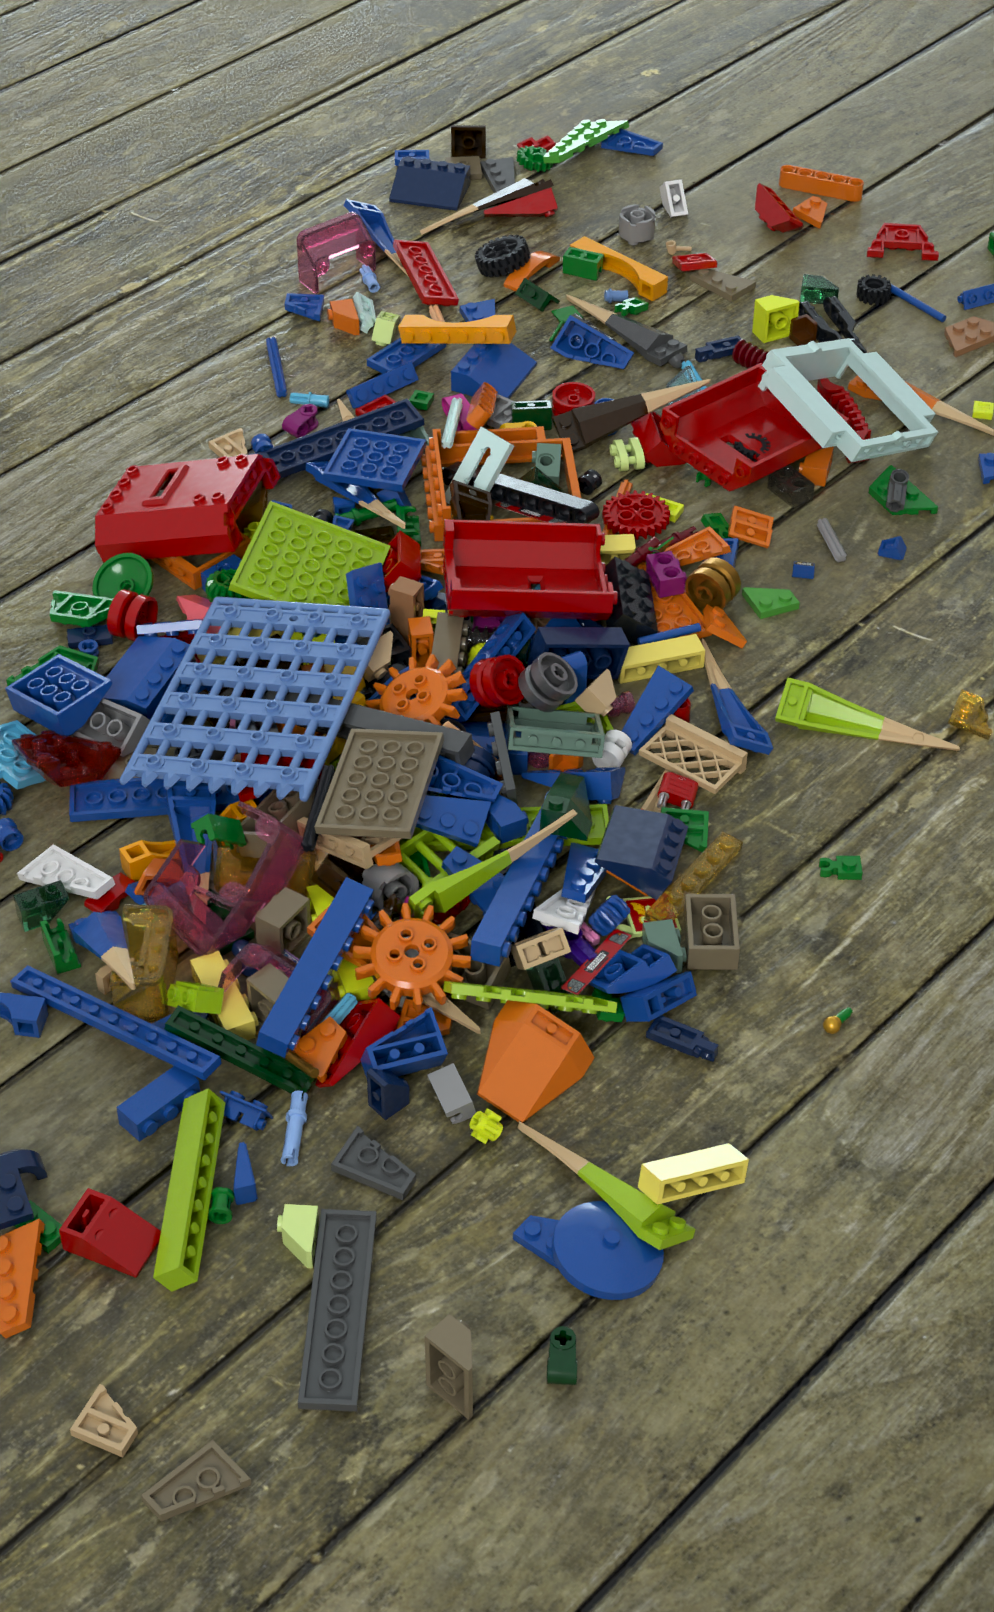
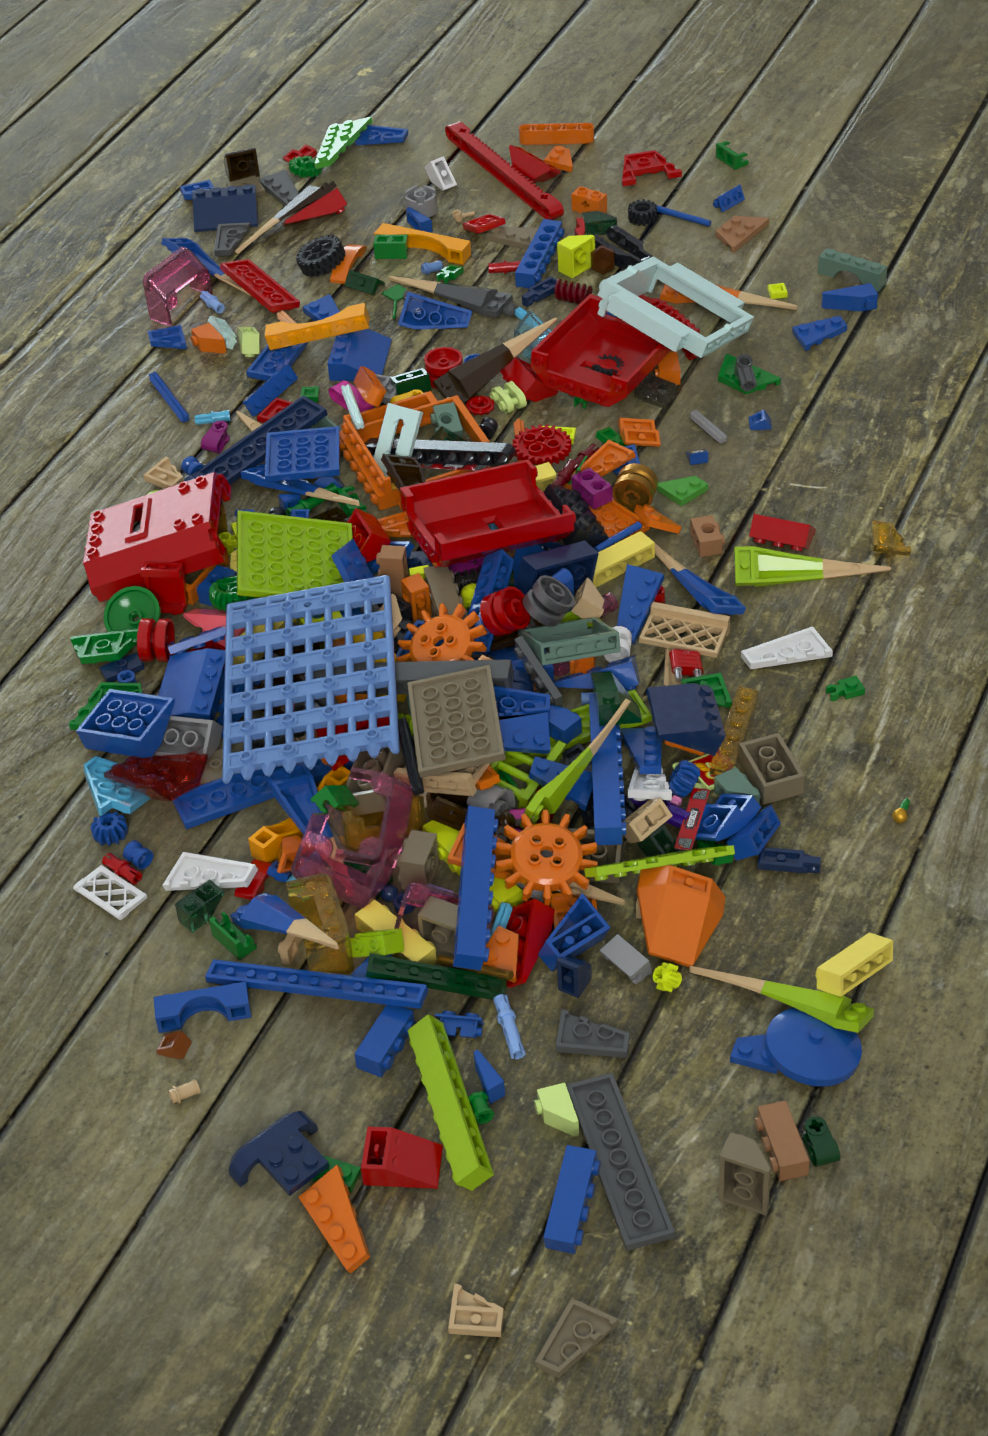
camera: 15 degrees left, 0 degrees up
(169, 562) = (168, 585): none -> red panel
(263, 1334) = (571, 1199): none -> blue brick
(419, 215) = (229, 237): none -> dark grey wing
(521, 1343) = (781, 1141): none -> medium nougat brick
(595, 455) = (475, 406): none -> red gear
(626, 244) = (418, 220): none -> blue slope
(694, 314) = (503, 267): none -> red pin
(736, 308) = (539, 253): none -> blue brick
(767, 252) = (542, 203): none -> red gear
(768, 658) = (706, 535): none -> medium nougat brick
(795, 292) = (580, 227): none -> red slope
(803, 806) = (788, 649): none -> white wing
(819, 262) = (588, 200): none -> orange brick
(853, 676) = (781, 532): none -> red slope

